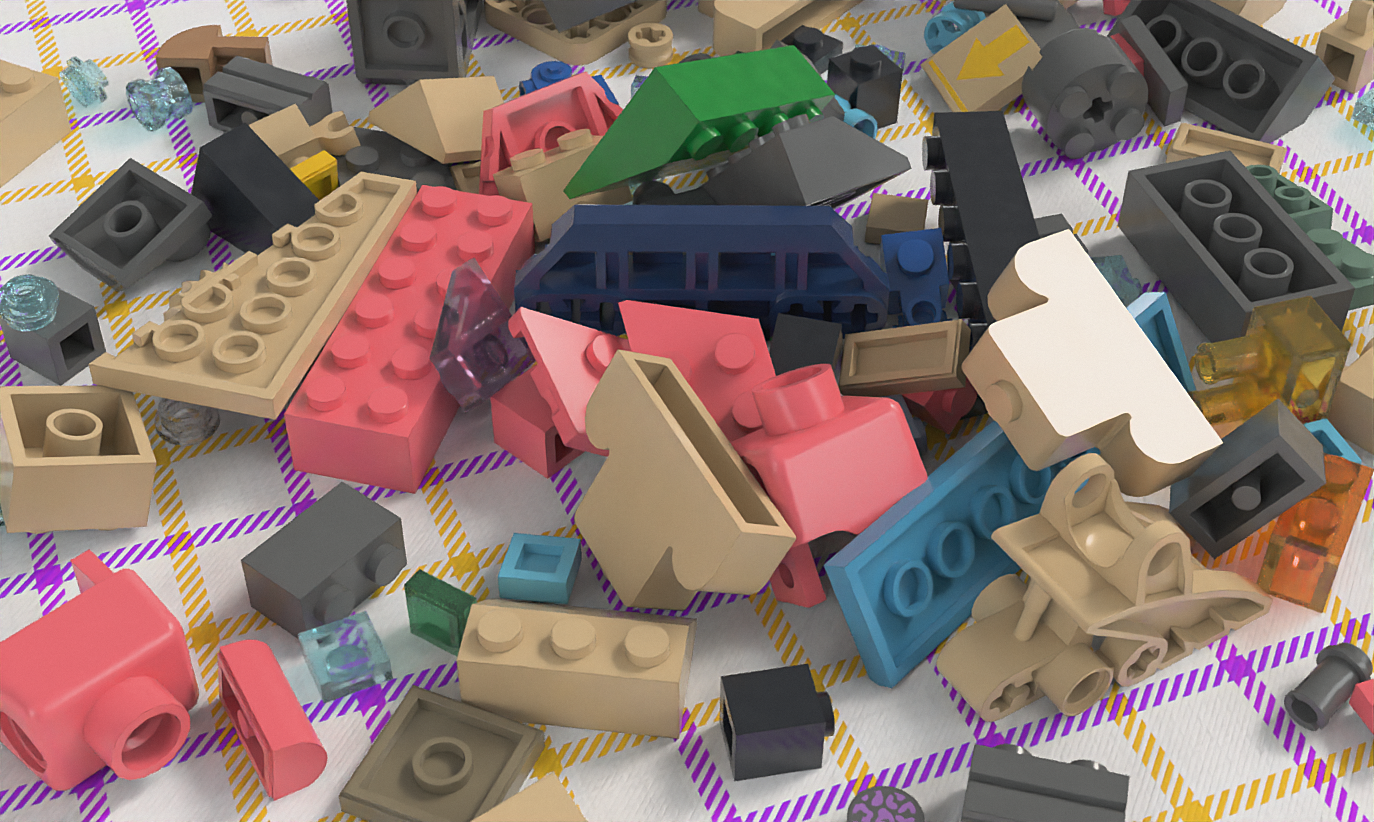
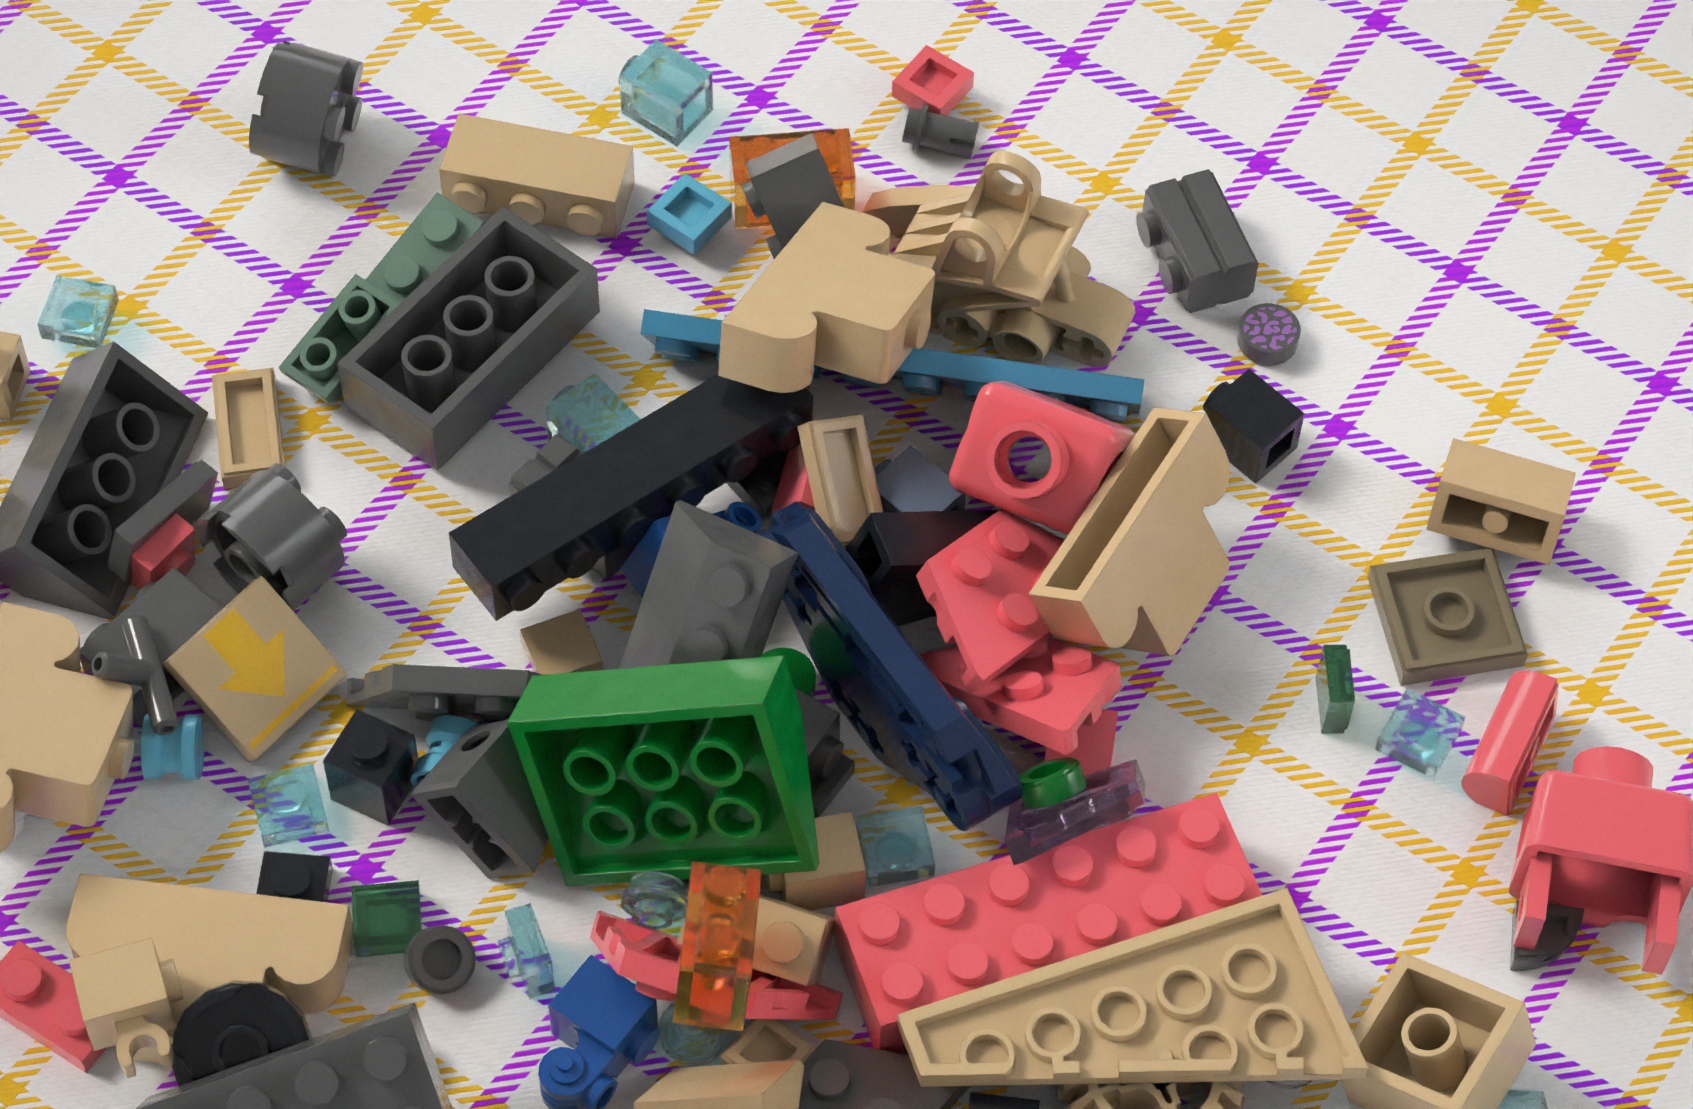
camera: 125 degrees left, 15 degrees up
(325, 561) = (1354, 805): dark grey brick -> none
(506, 353) = (1052, 782): none -> green tile
(530, 74) = (717, 946): none -> clear orange brick
(540, 568) = (1232, 658): medium azure plate -> none
(577, 666) = (1296, 577): tan slope -> none
(890, 107) = (441, 690): none -> dark grey wing
(1286, 355) = (640, 245): clear yellow brick -> none

